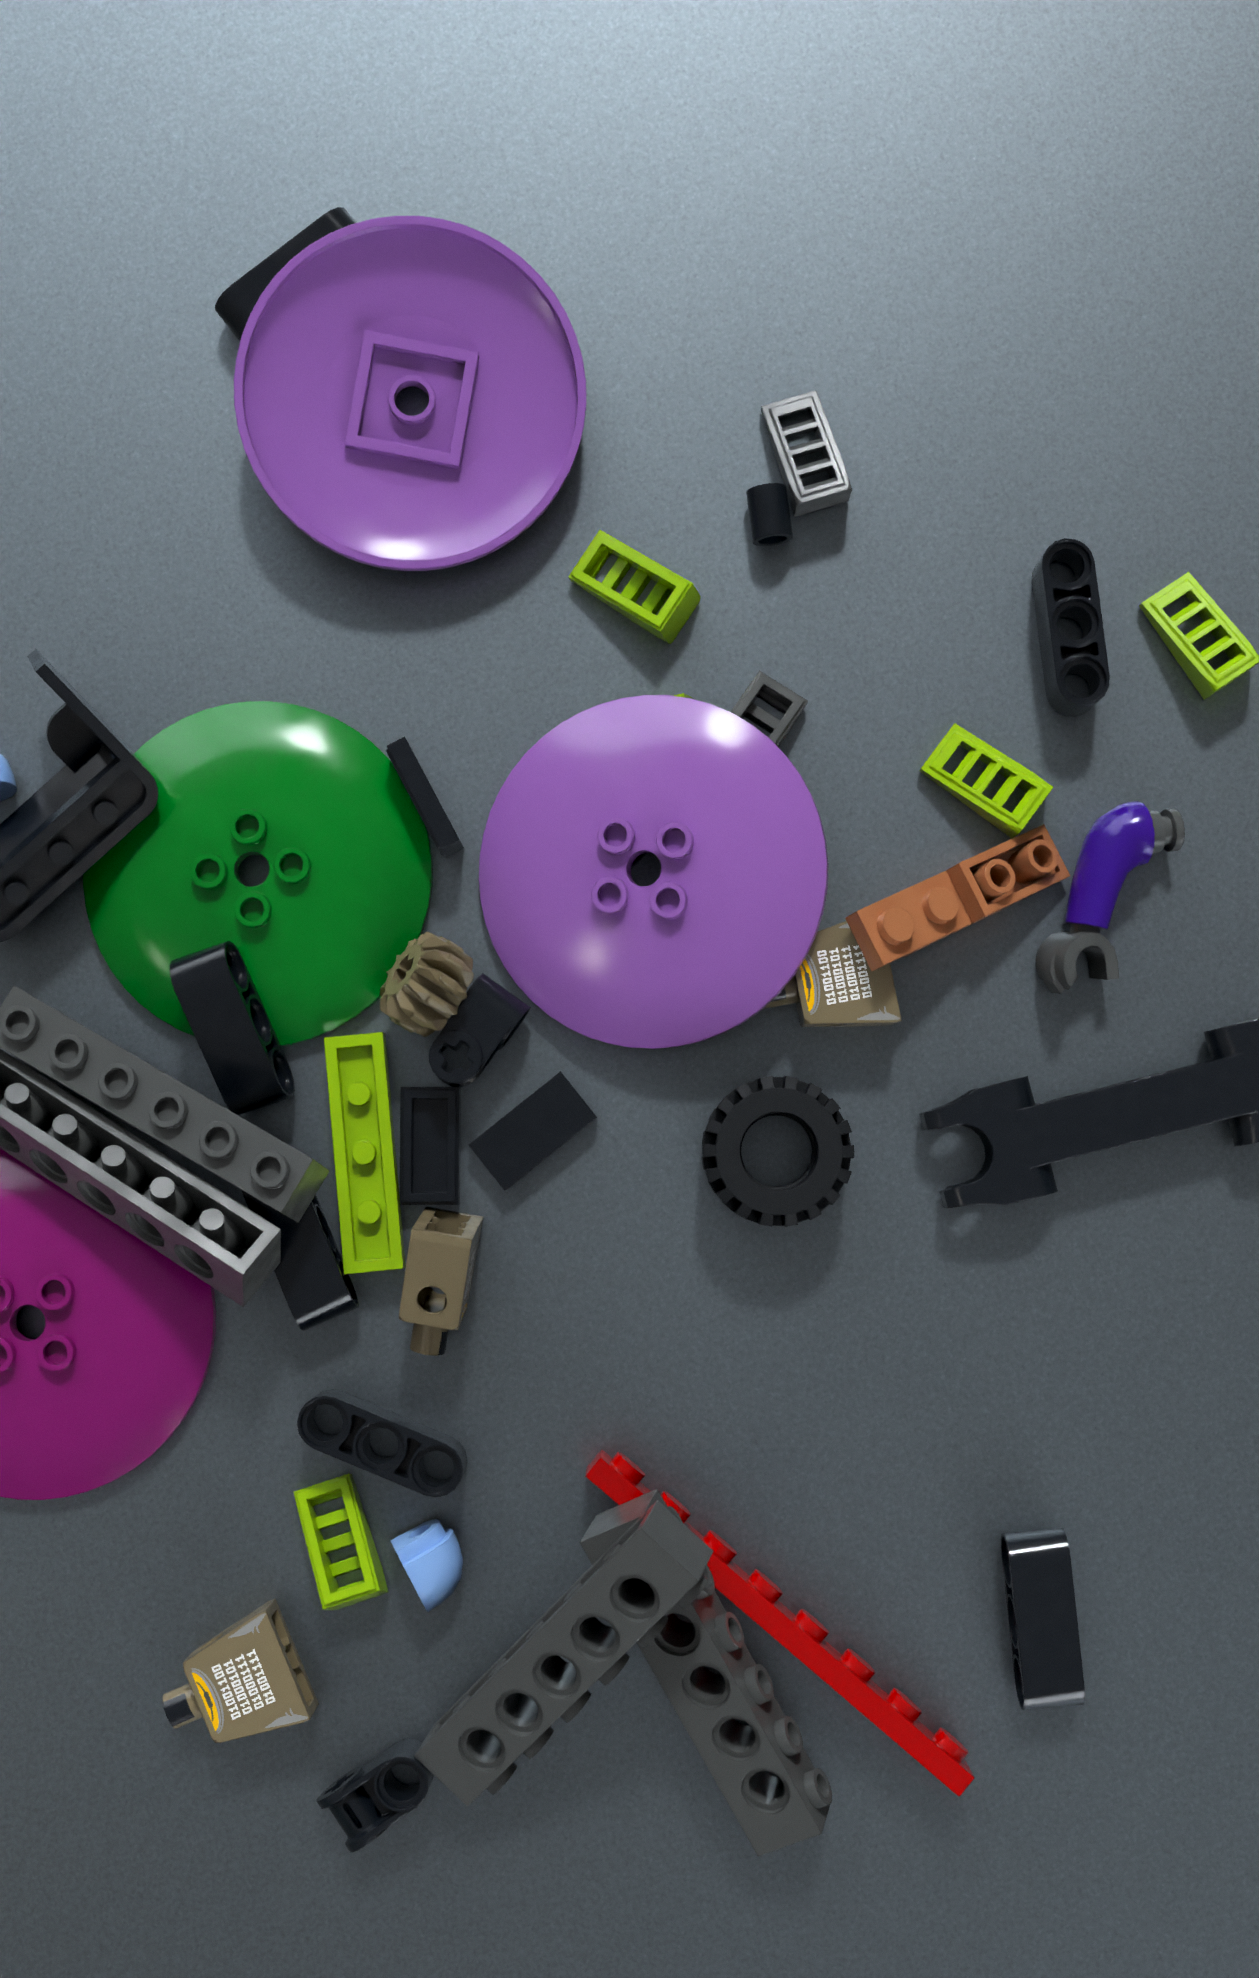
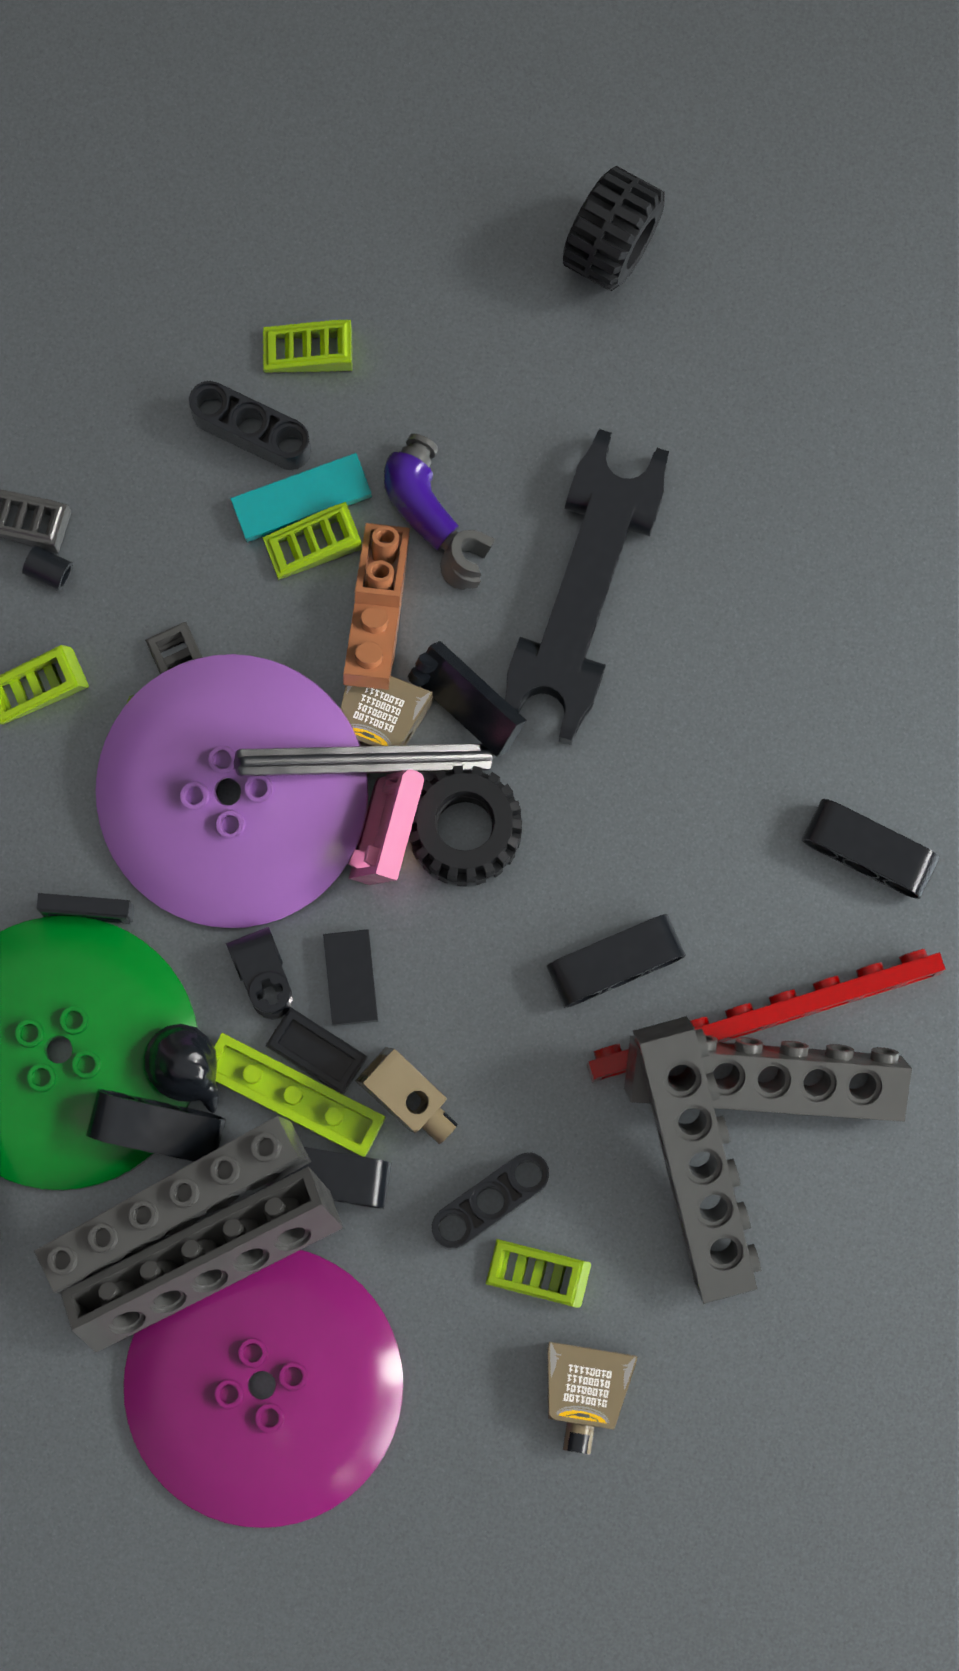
camera: 60 degrees left, 5 degrees down
(318, 1013) = (183, 1065): none -> black hat
(371, 1797) = (715, 1351): black piece -> none
(426, 984) = (209, 982): dark tan gear -> none
(431, 1561) = (587, 1221): light blue piece -> none
(719, 1068) = (386, 828): none -> bright pink container
(734, 1412) = (616, 960): none -> black beam
(773, 992) = (360, 759): none -> axle
(920, 1063) = (467, 698): none -> black hinge
(1027, 735) = (300, 496): none -> teal tile

